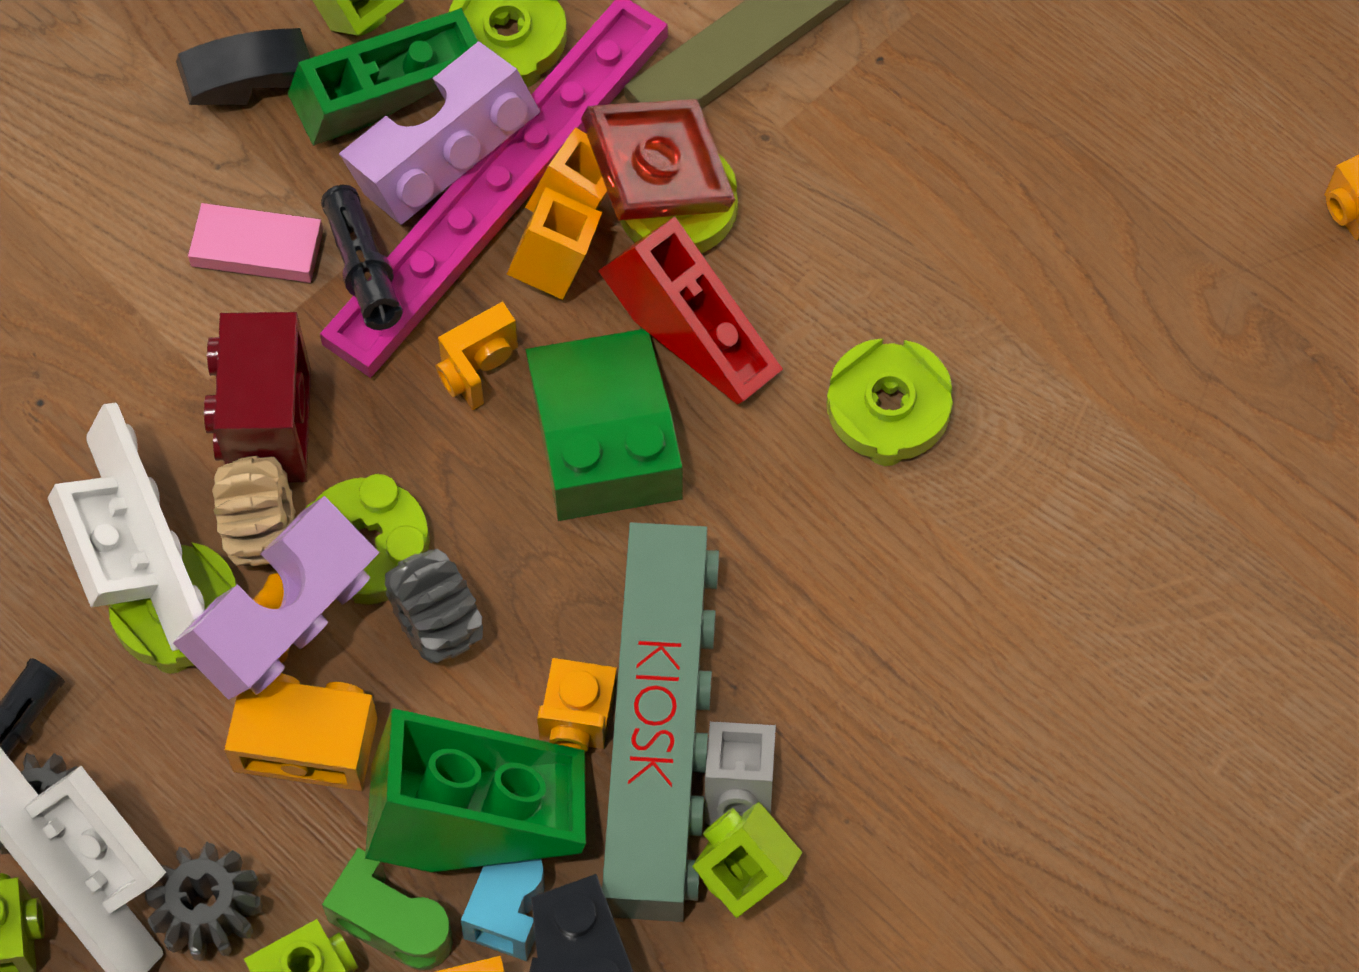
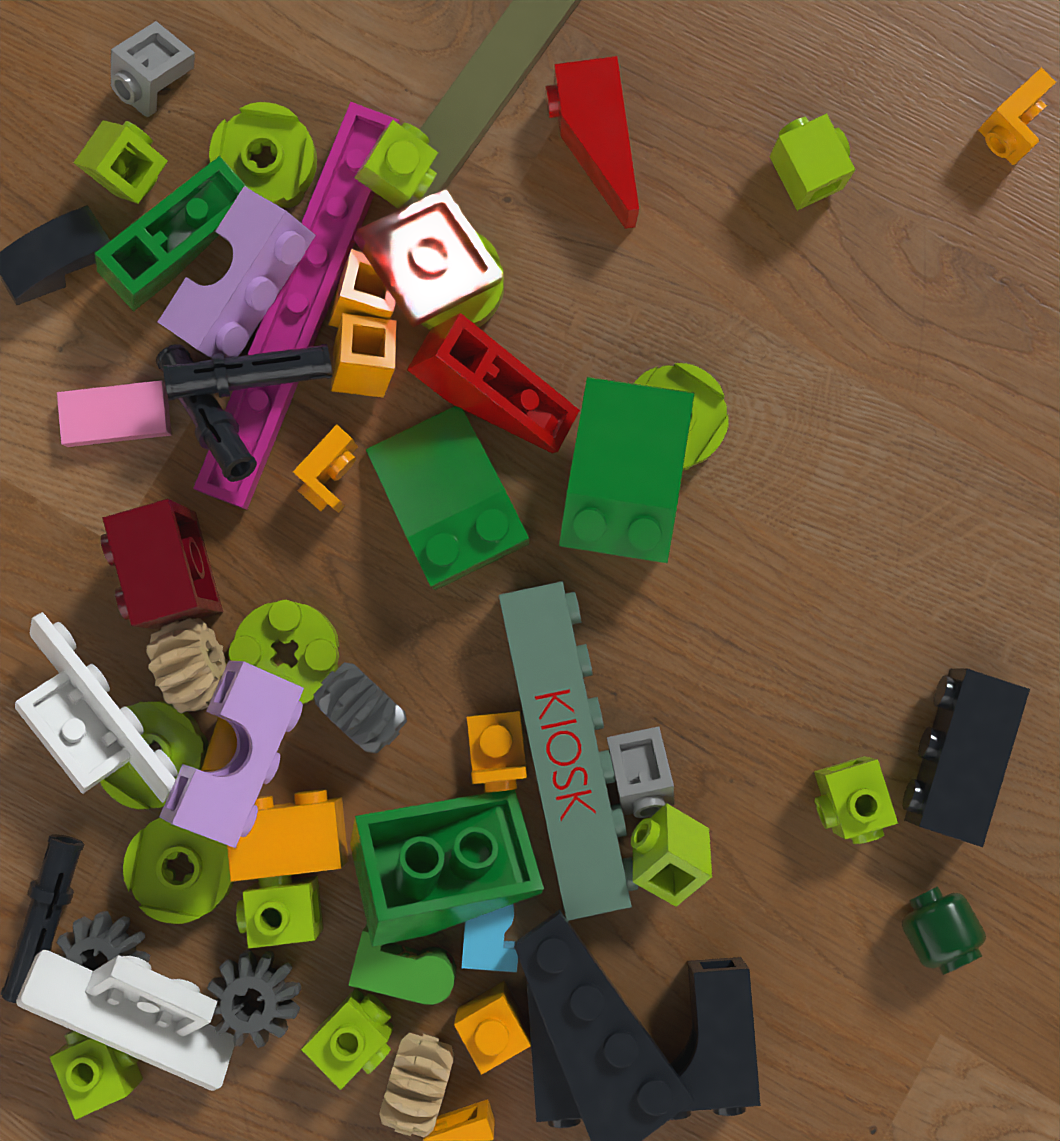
camera: 15 degrees left, 20 degrees up
(180, 770) = (155, 884): none -> lime plate
(268, 811) = (280, 911): none -> lime brick
(422, 224) = (246, 372): none -> black pin
(652, 60) = (399, 164): none -> lime brick
(815, 430) = (627, 469): none -> green slope
(881, 84) = (595, 129): none -> red slope
(986, 866) = (854, 800): none -> lime brick
(1117, 172) = (812, 160): none -> lime brick
(1131, 851) = (965, 755): none -> black brick

